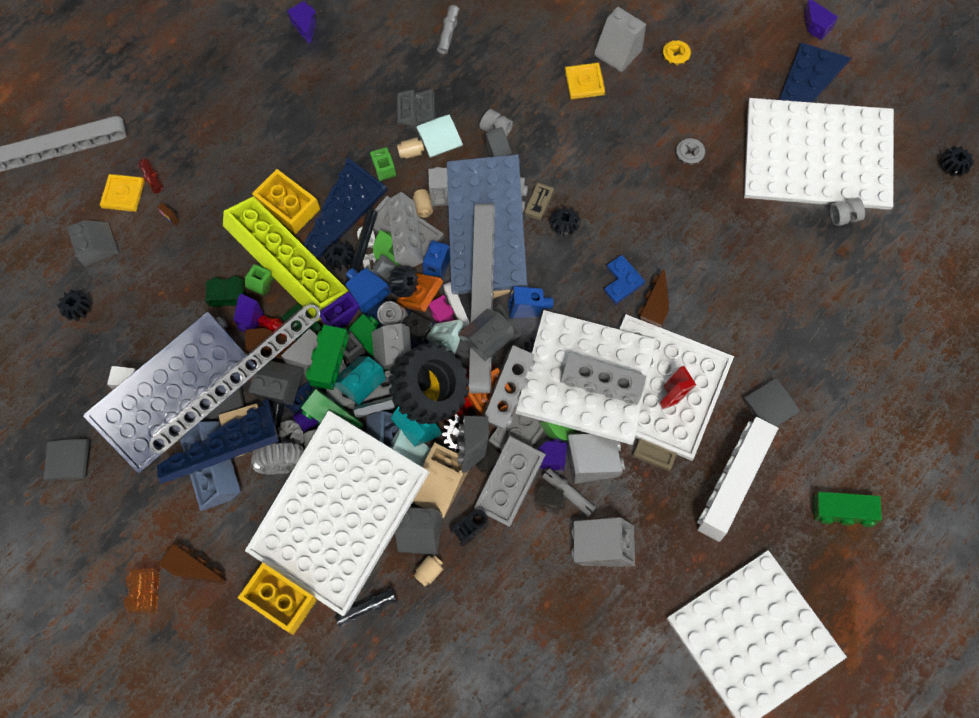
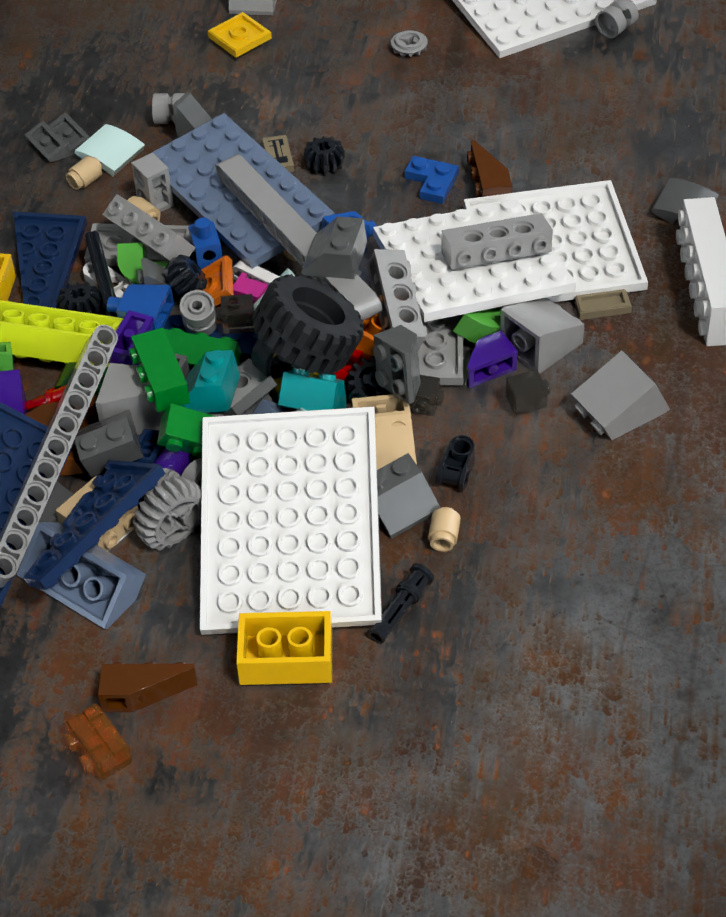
camera: 35 degrees left, 20 degrees down
(383, 164) = (66, 196): bright green brick -> none
(390, 344) = (223, 328): light grey slope -> none
(449, 25) = (37, 52): light grey pin -> none
(510, 481) = (468, 392): light grey plate -> none
(569, 492) = (555, 380): light grey pin -> none
(677, 387) = (579, 219): red panel -> none

